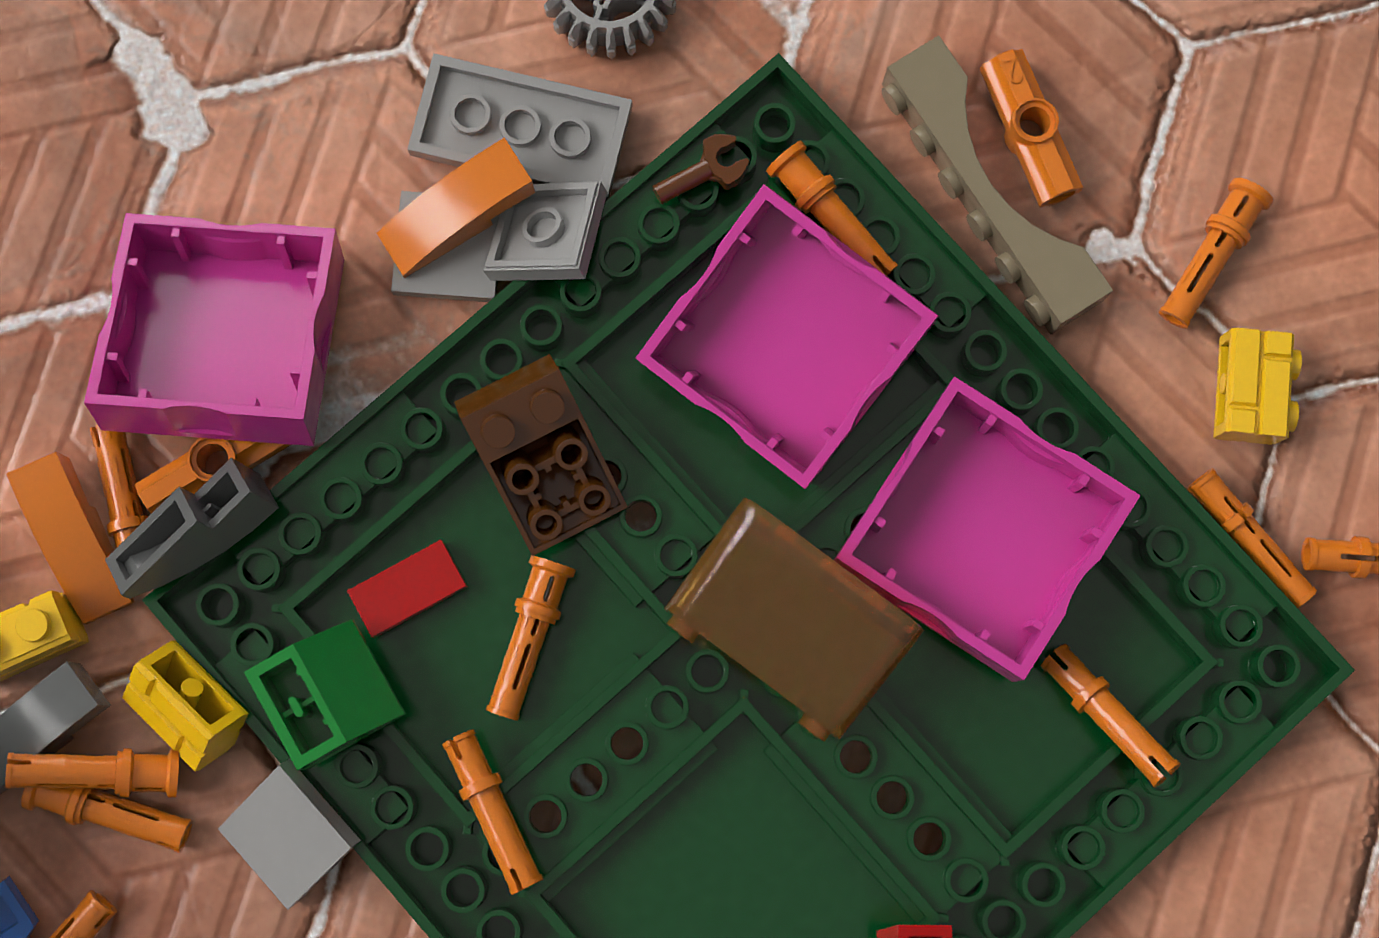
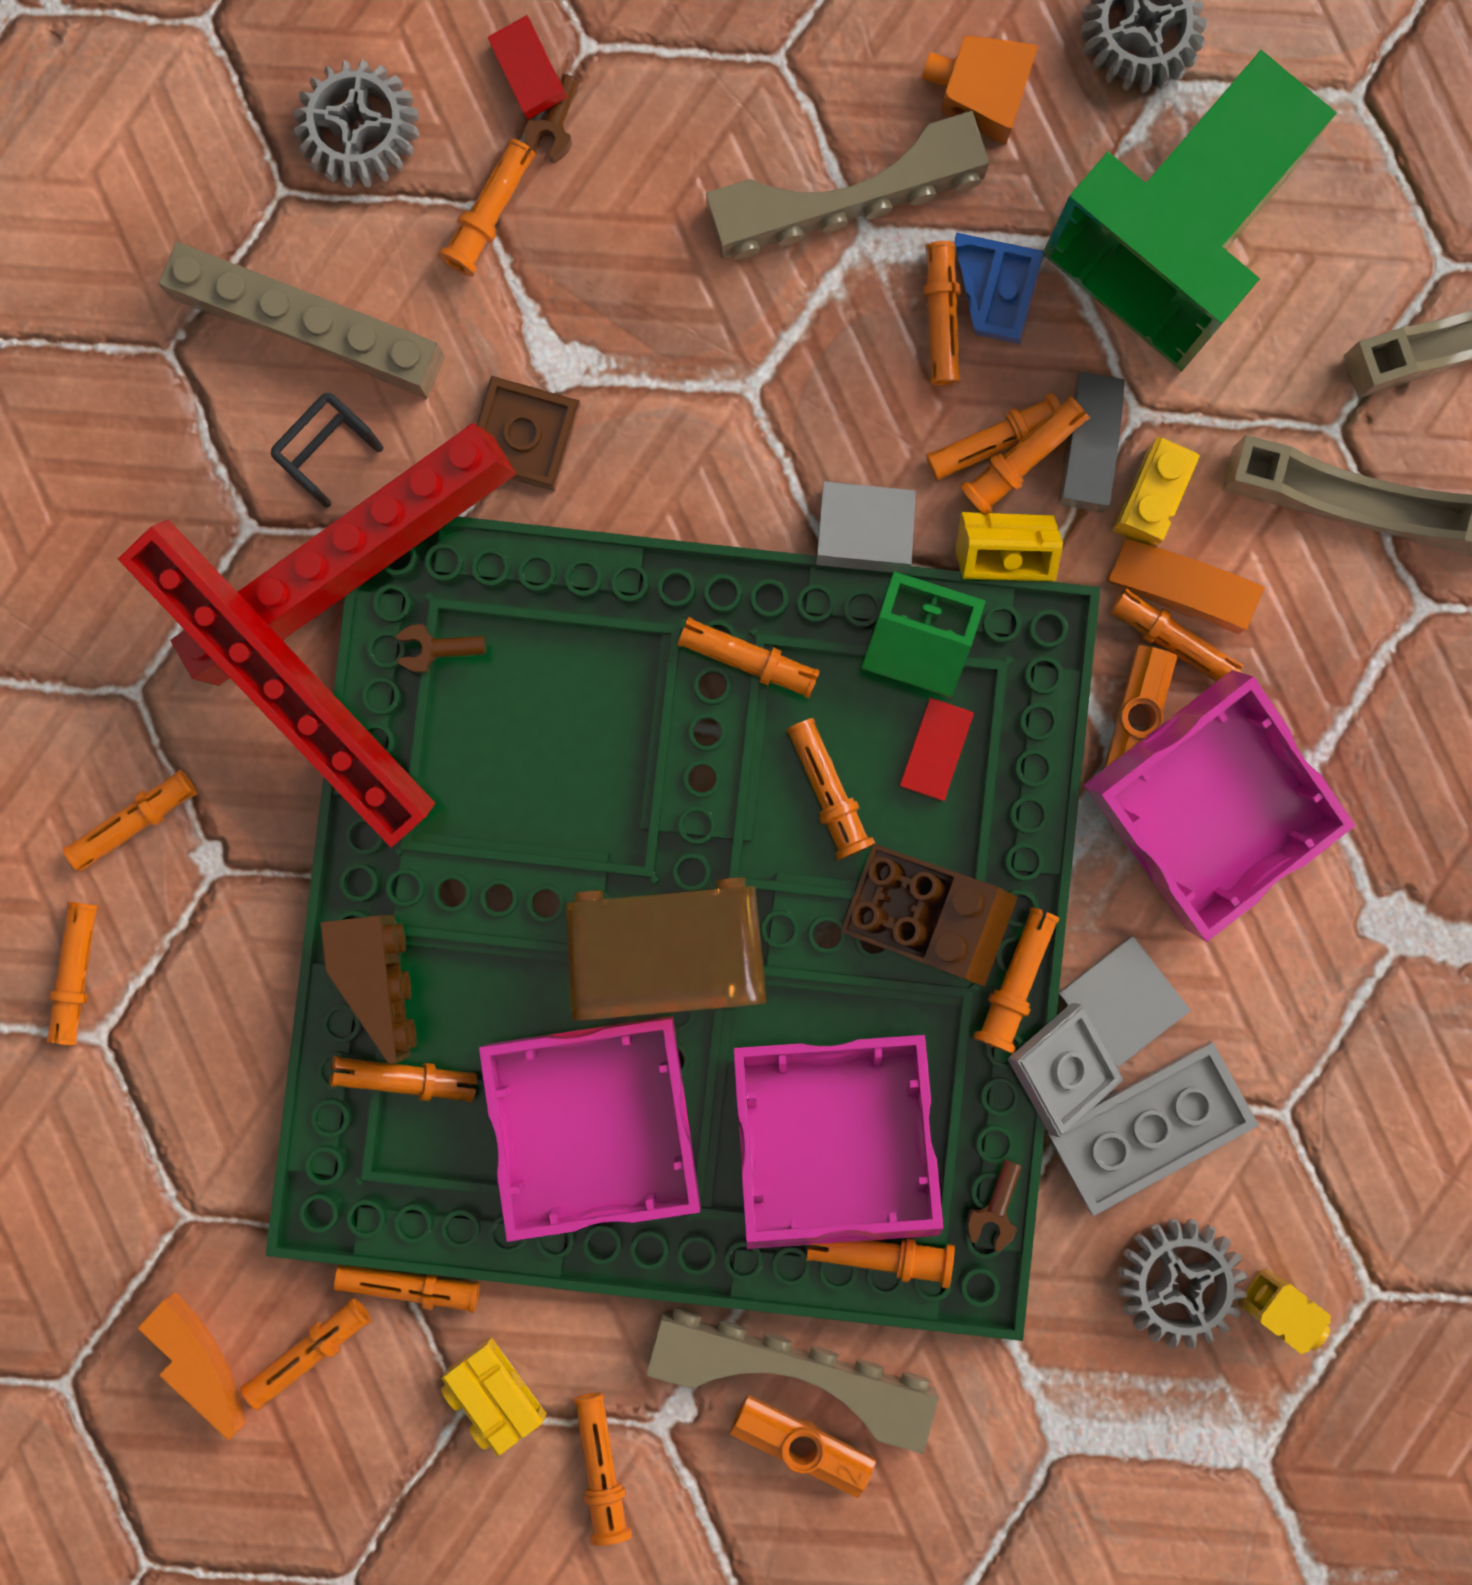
camera: 140 degrees right, 5 degrees up
(191, 529) = (1110, 660): dark grey slope -> none
(456, 208) = (1140, 1030): orange slope -> none
(540, 322) = (1010, 1002): none -> orange pin
(1067, 831) = (367, 971): none -> reddish brown slope

